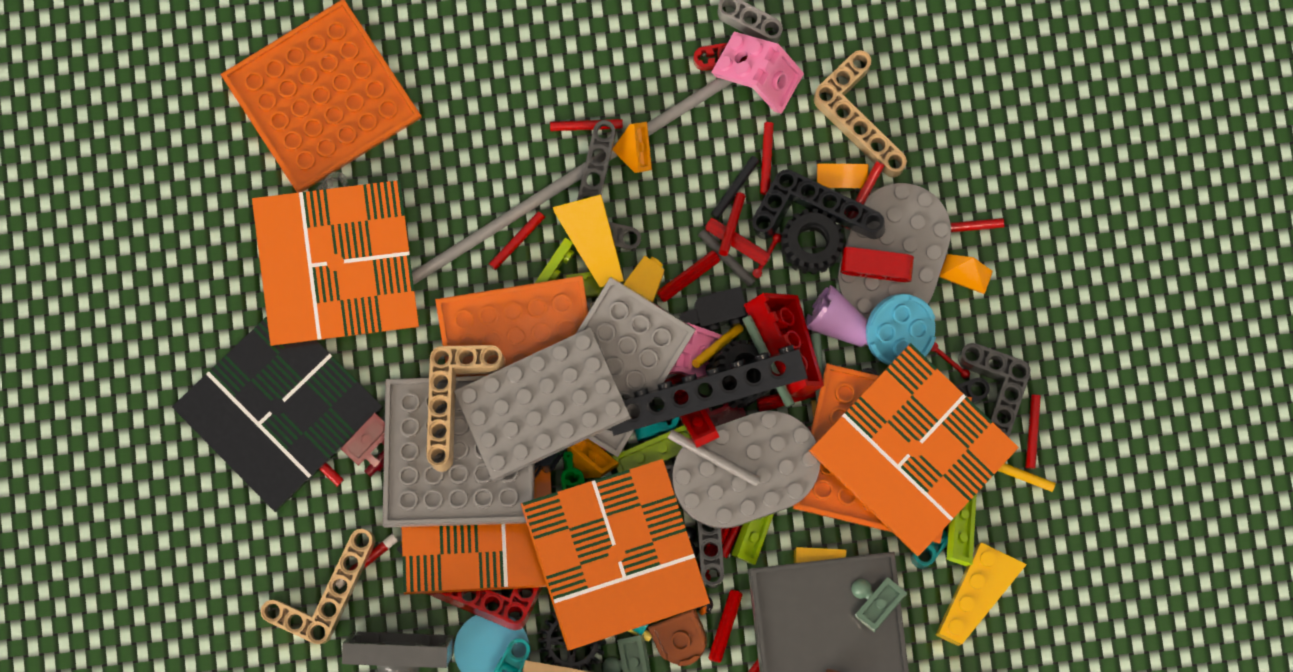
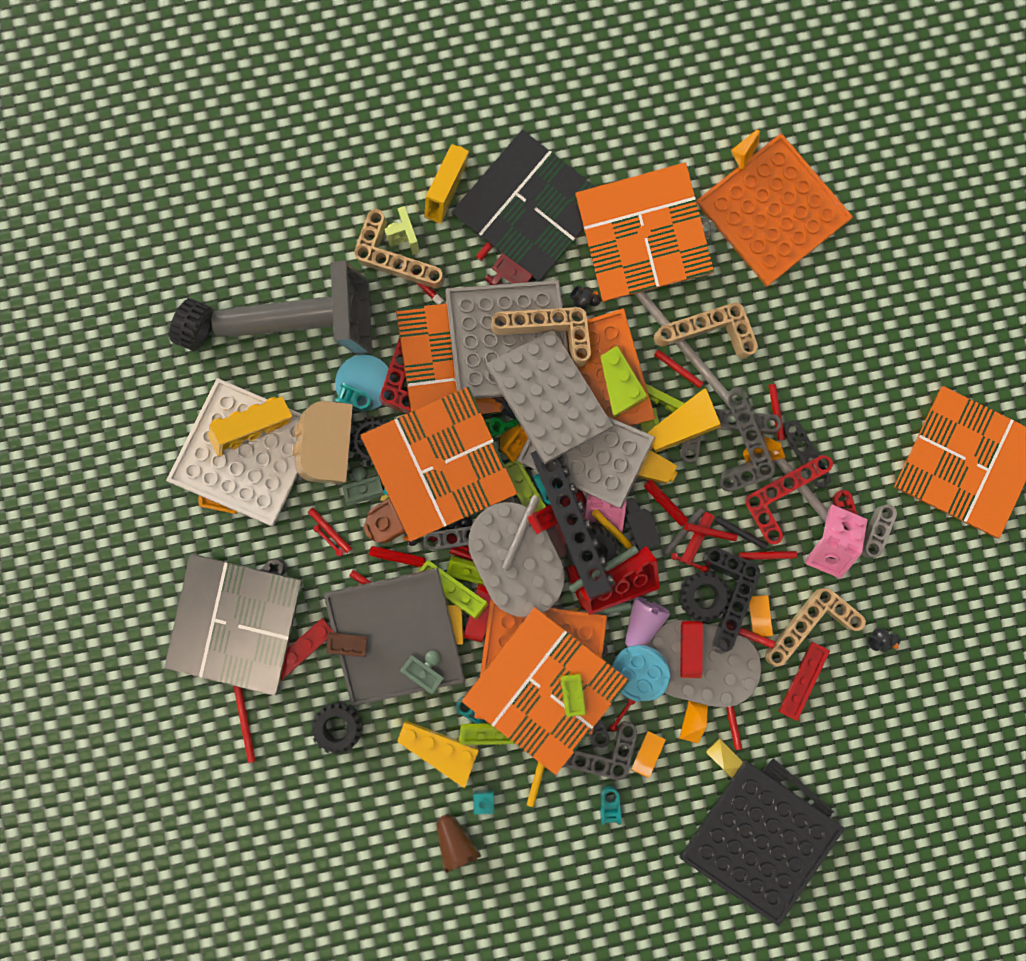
camera: 85 degrees right, 5 degrees up
(235, 513) = (445, 183): none -> yellow slope
(237, 122) = (745, 149): none -> light orange slope
(296, 572) = (402, 232): none -> yellowish green bracket
(410, 349) = (583, 296): none -> black animal
(464, 195) = (709, 324): none -> tan beam
(533, 311) = (622, 385): none -> lime wedge
(626, 159) = (751, 443): none -> dark grey beam
(642, 91) = (804, 455): none -> black beam
(690, 131) = (781, 491): none -> red beam
(781, 549) = (458, 593): none -> lime plate
(809, 527) = (476, 628): none -> red beam
(885, 32) = (883, 641): none -> black animal
(923, 413) = (573, 695): none -> lime plate
(926, 133) = (804, 681): none -> red plate
(1002, 333) = (648, 754): none -> light orange slope
(1014, 239) = (724, 757): none -> light yellow slope
(1033, 431) = (572, 785): red bar -> none
(1035, 181) = (778, 772): none -> black container
(1045, 543) = (483, 802): none -> teal brick
(1066, 387) = (610, 809): none -> teal piece
(1094, 584) = (454, 844): none -> reddish brown cone
(1118, 208) = (761, 842): none -> black tile

